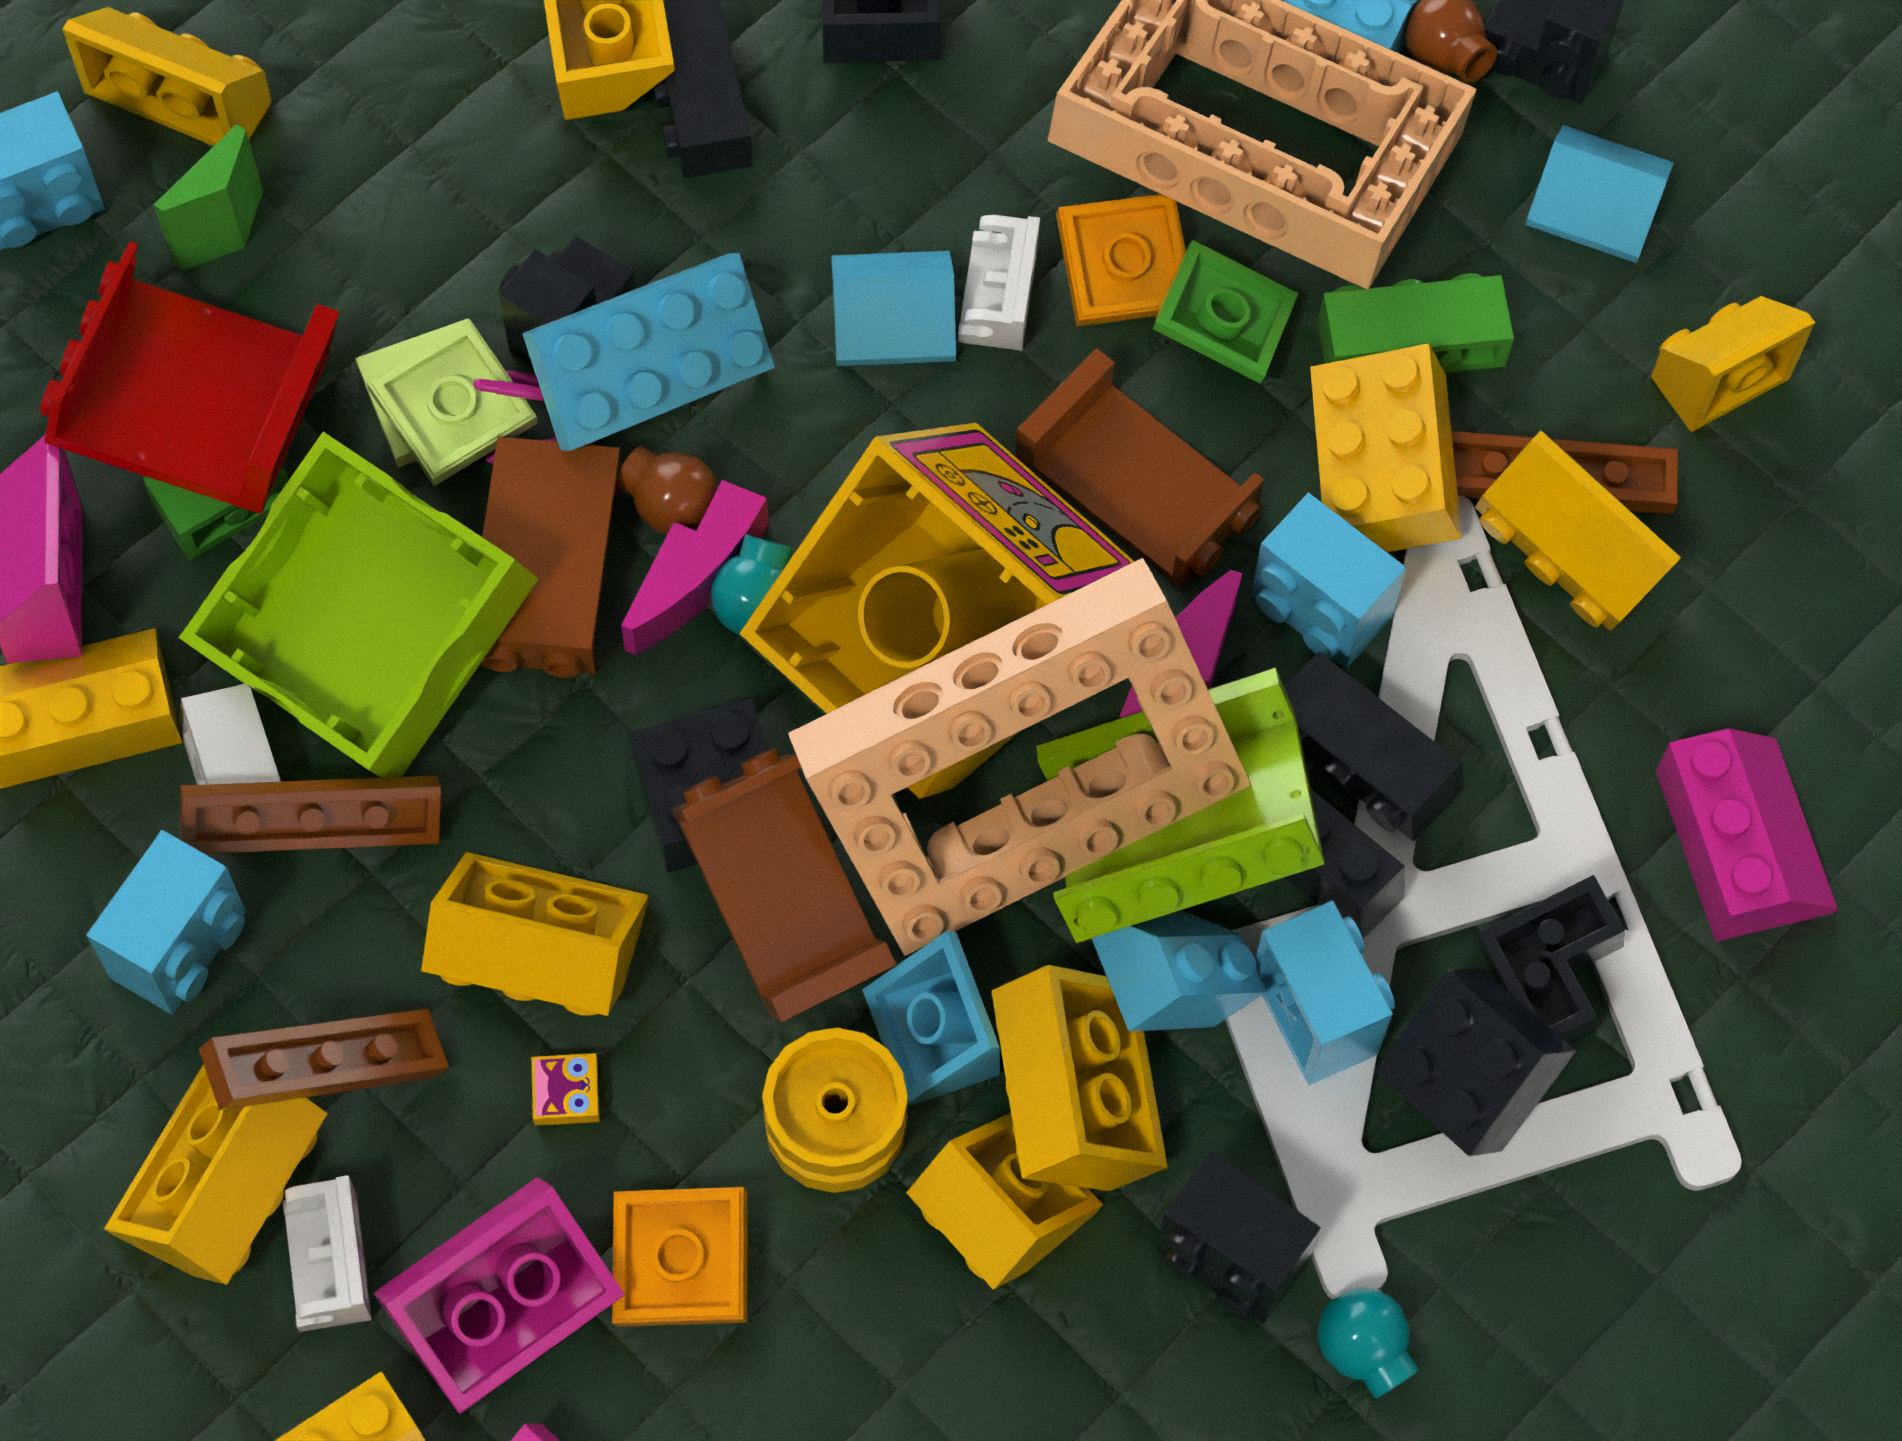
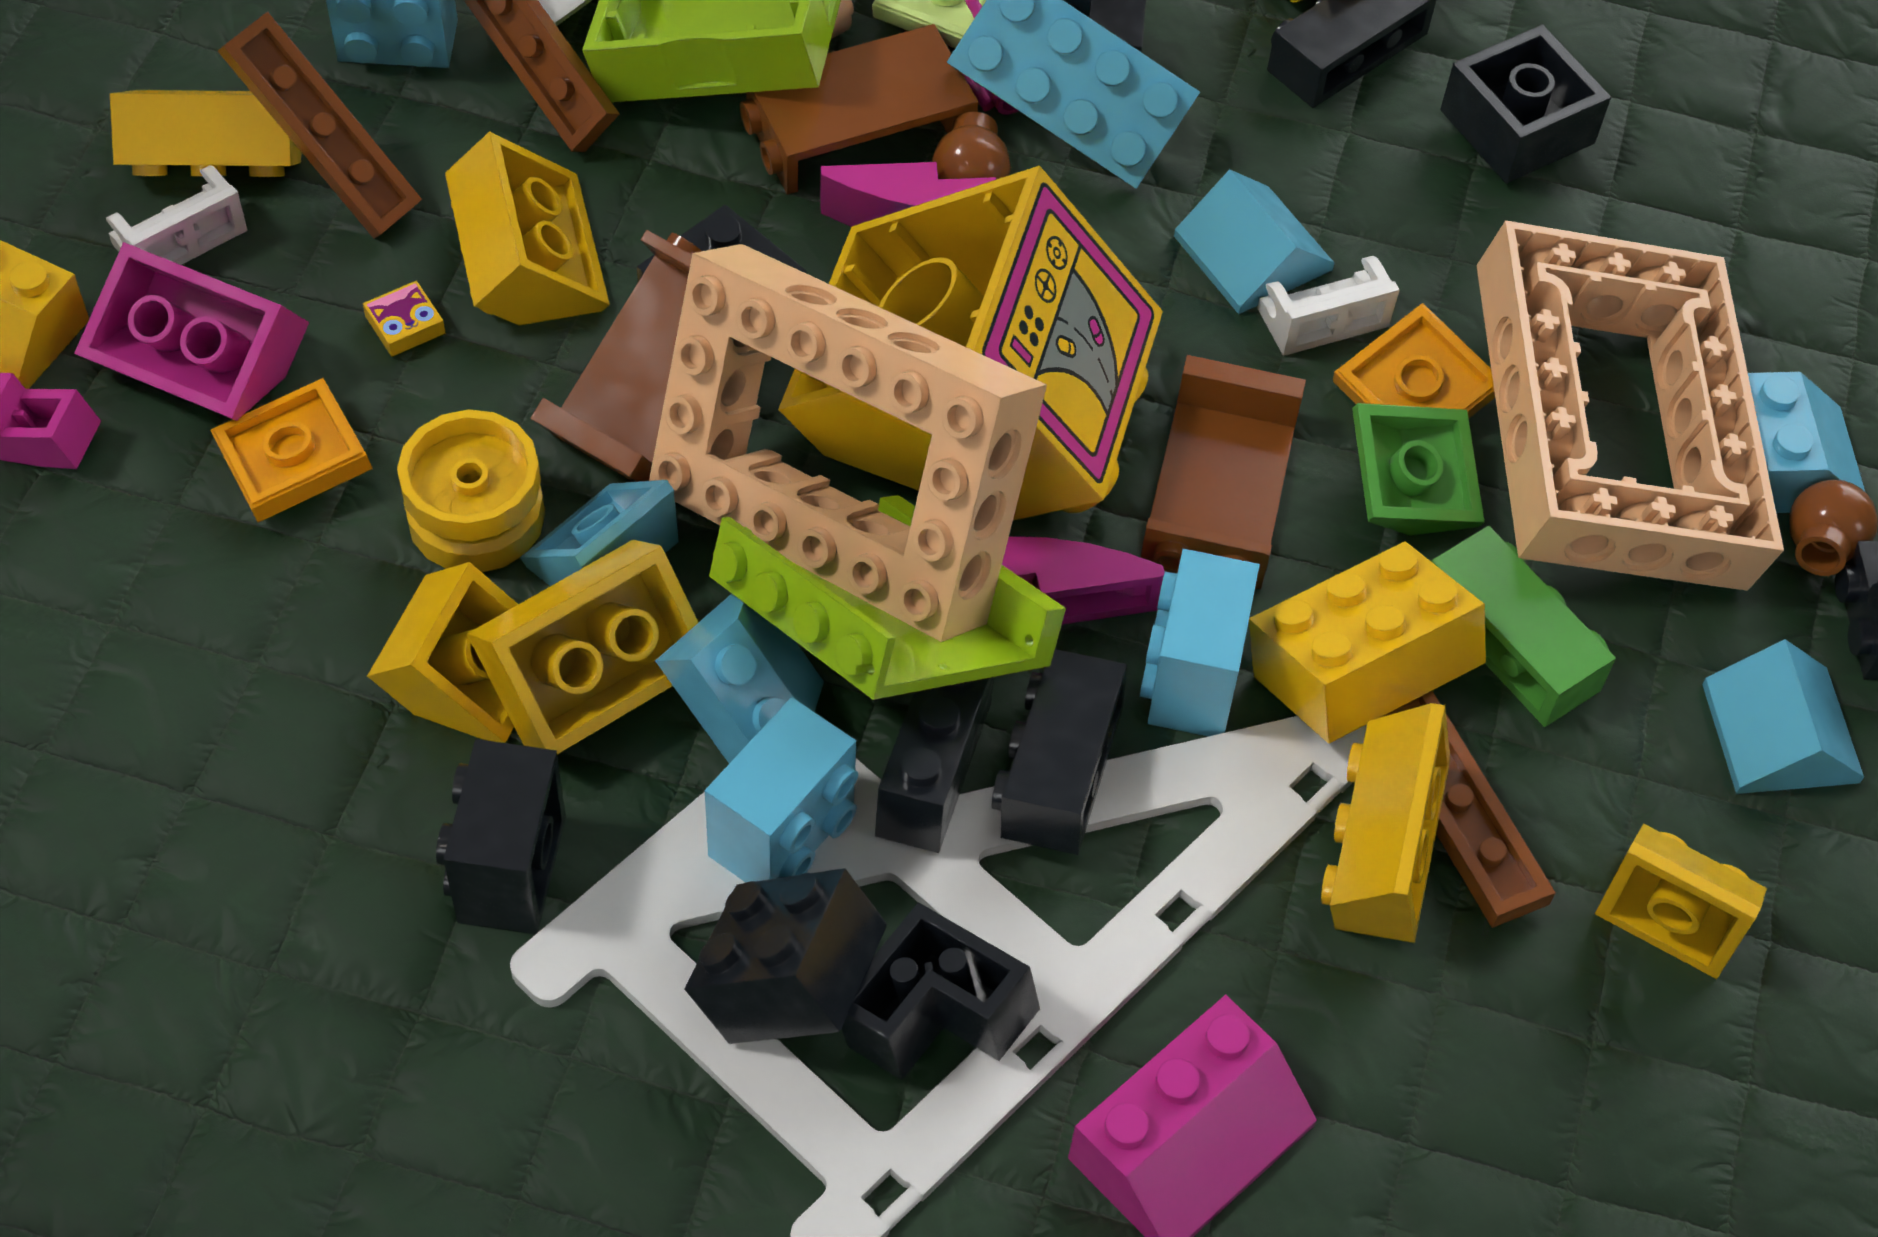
camera: 60 degrees right, 10 degrees down
(1367, 1339) = (472, 1002): teal piece -> none

